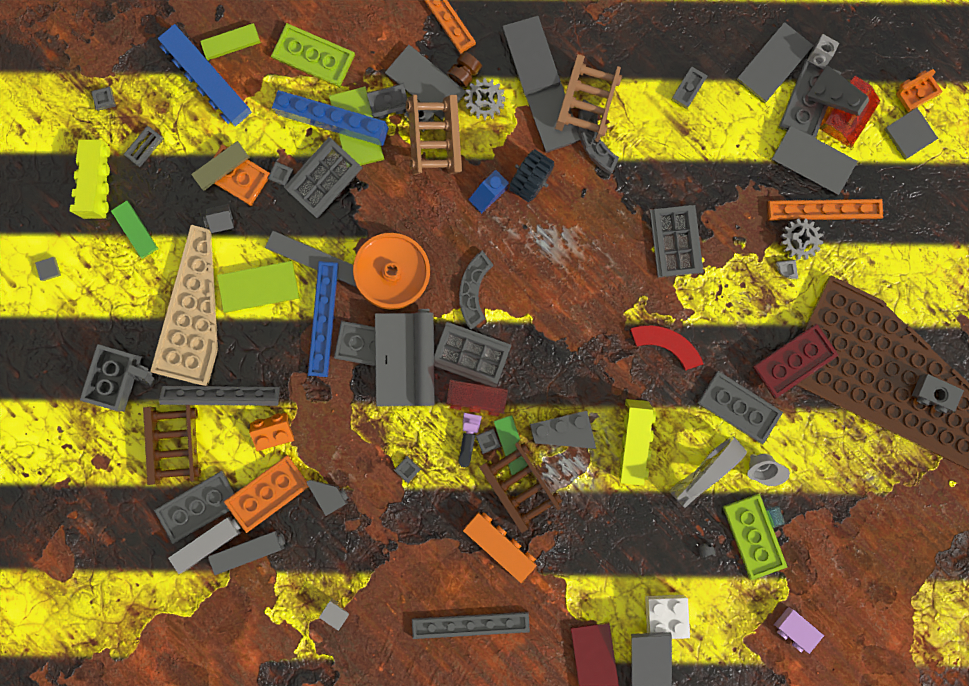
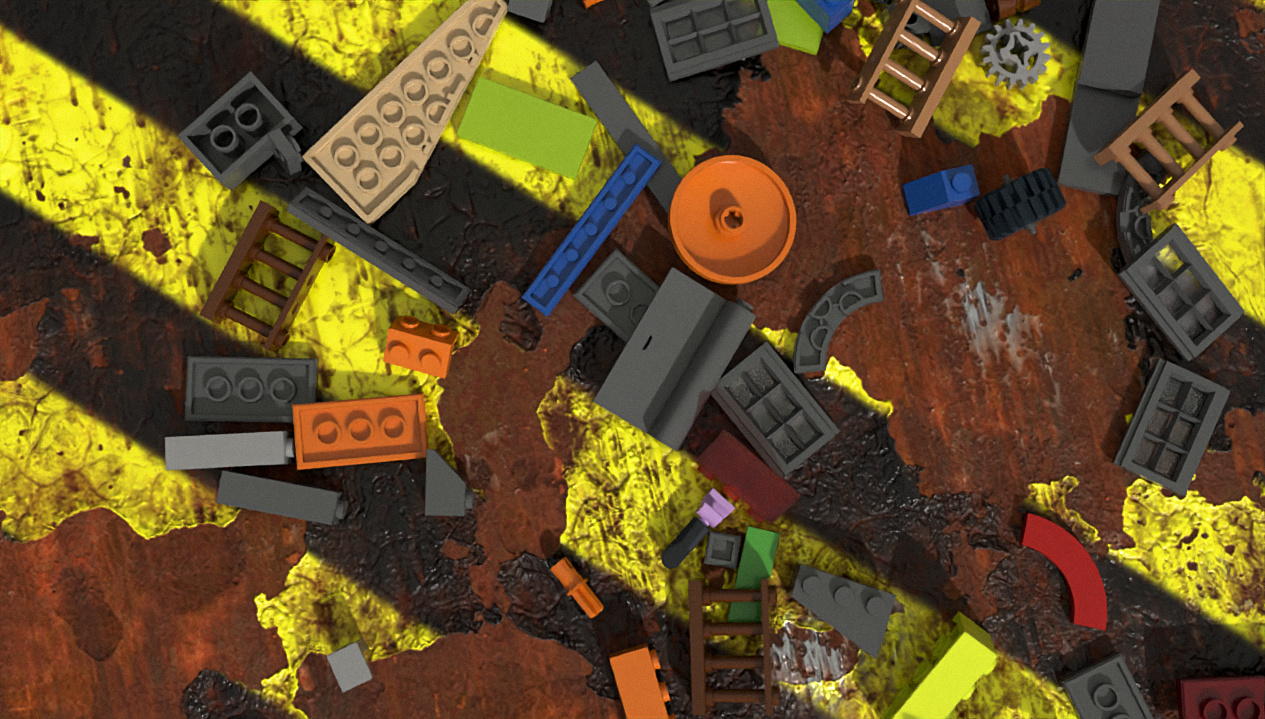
camera: 30 degrees right, 0 degrees up
(407, 469) = (581, 519): dark grey tile -> none
(425, 505) = (577, 587): none -> orange axle
(640, 170) = (1180, 292): none -> dark grey piece

